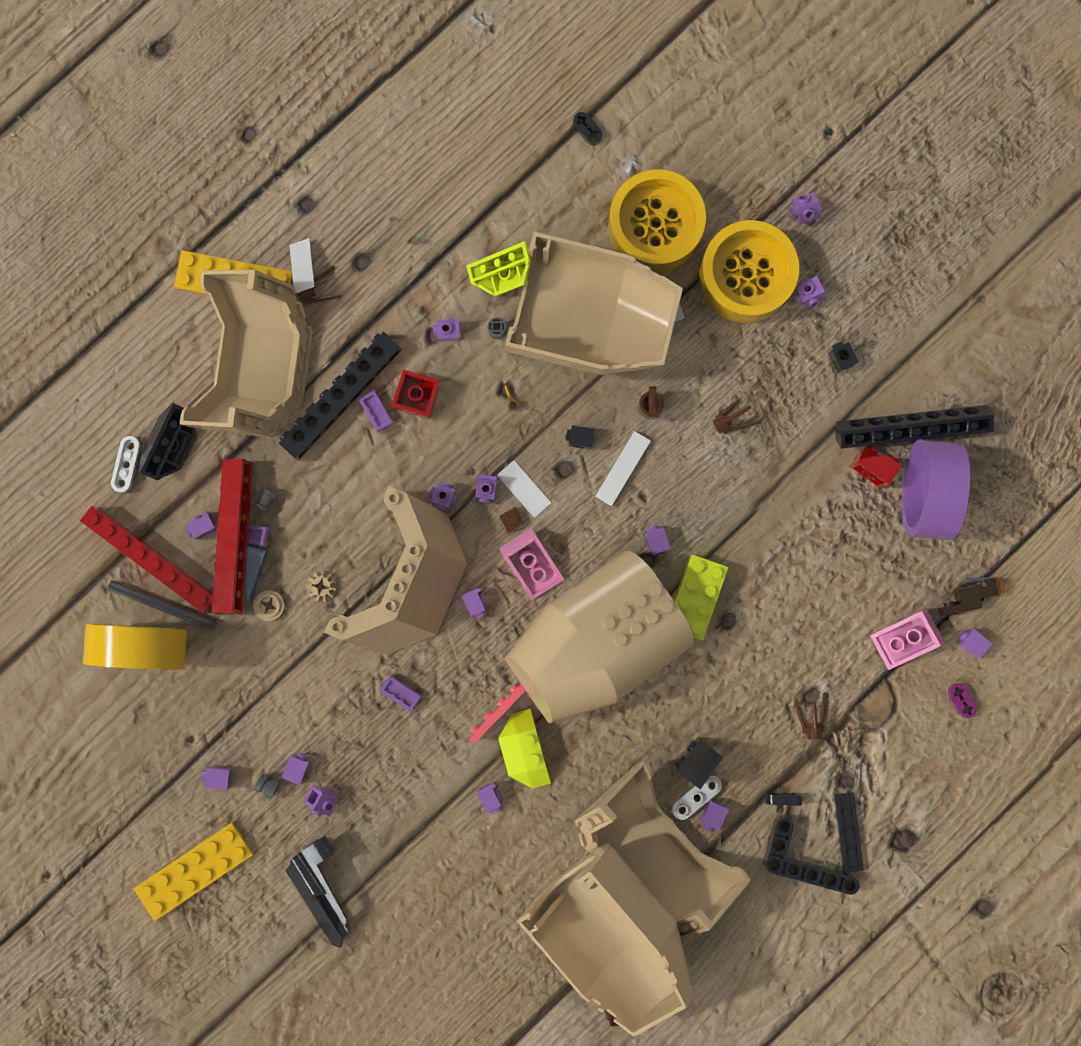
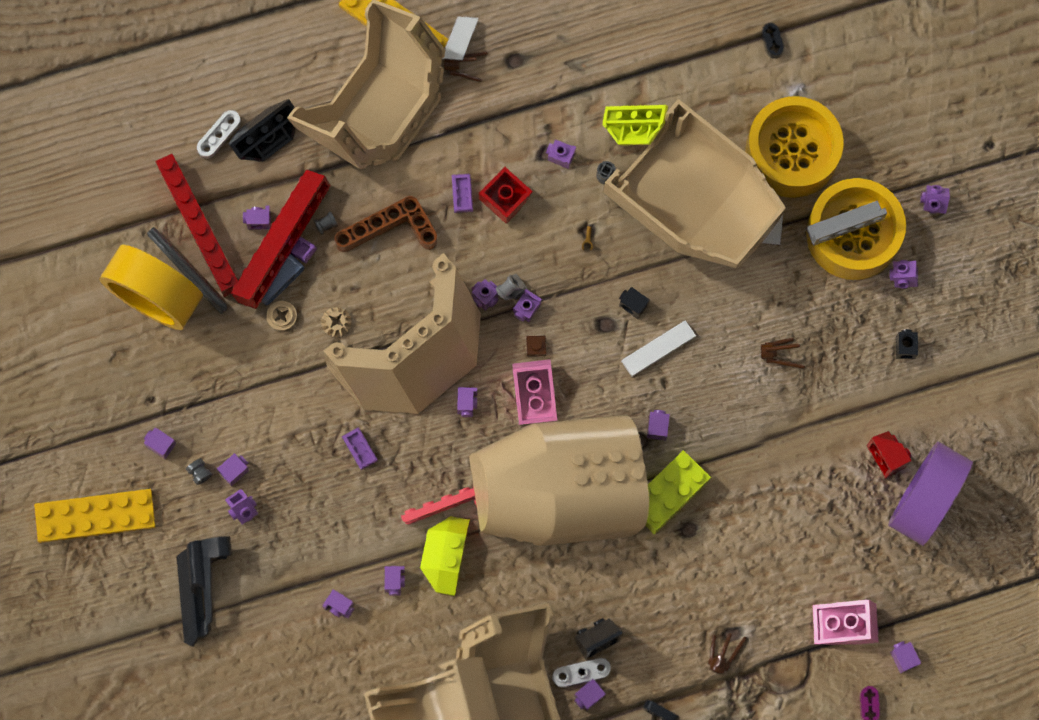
camera: 25 degrees right, 10 degrees down
(322, 473) = (387, 224): none -> dark orange beam
(351, 393) = (431, 173): black brick -> none
(452, 844) = (339, 604): none -> medium lavender brick
(464, 479) = (512, 288): none -> light grey piece
(524, 489) = (560, 324): white sticker -> none
(650, 404) = (711, 302): reddish brown piece -> none
(740, 272) = (846, 223): none -> light grey fence
(914, 426) = (931, 431): black brick -> none
(972, 593) = (924, 610): dark brown plate -> none

